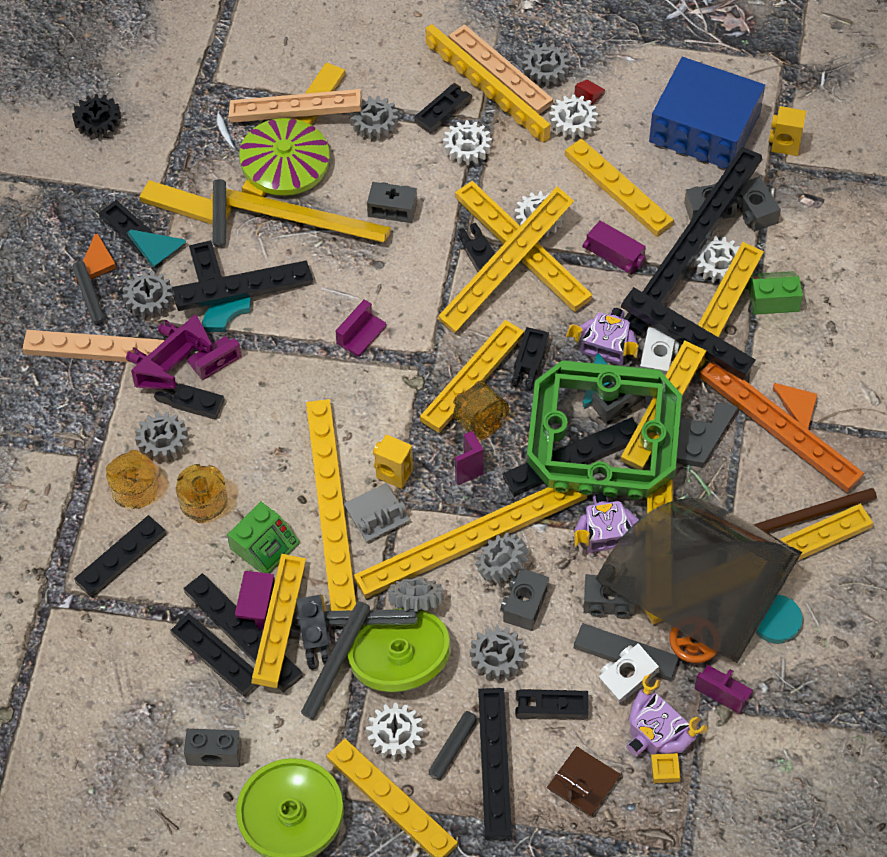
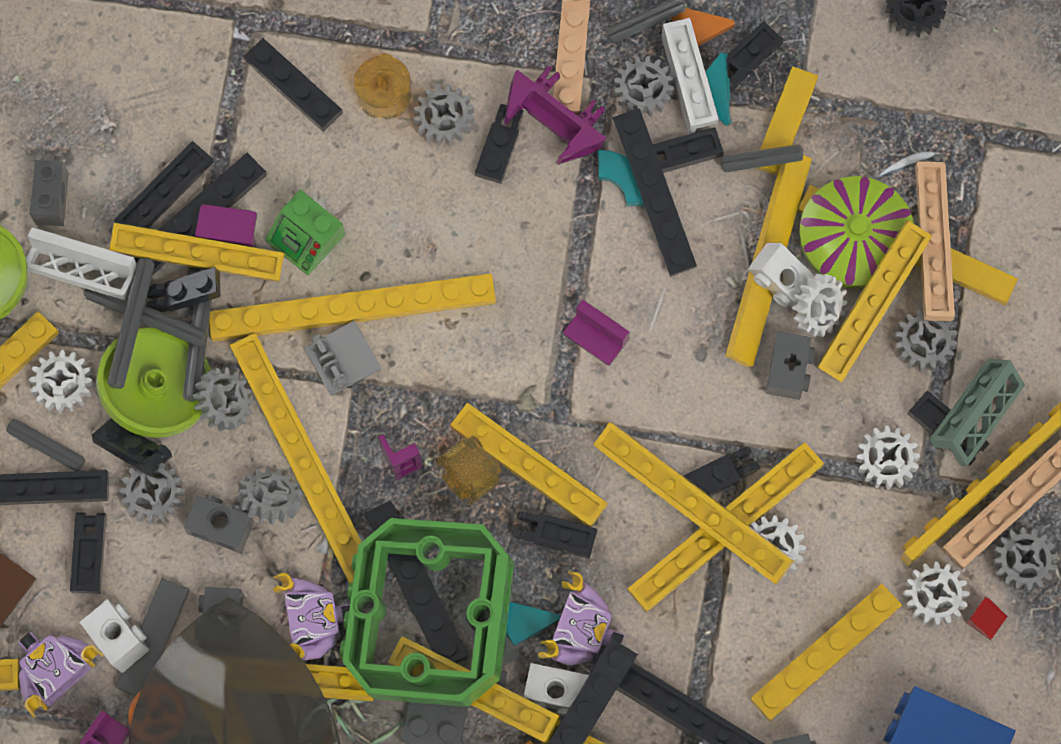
camera: 90 degrees right, 15 degrees up
(162, 257) = (688, 75): none -> white panel
(201, 492) = (373, 151): clear yellow brick -> none
(223, 354) = (564, 178): magenta panel -> none
(278, 708) = (82, 254): none -> white fence
(319, 198) = (767, 269): none -> white brick
(344, 142) = (874, 301): none -> yellow plate
(346, 175) = (820, 305): none -> white gear
(347, 662) = (130, 323): none -> dark grey axle
(393, 461) = (397, 369): yellow brick -> none
(430, 84) = (973, 404): none -> sand green fence
(458, 666) = (131, 447): none -> black plate
(615, 247) = (721, 643): magenta brick -> none

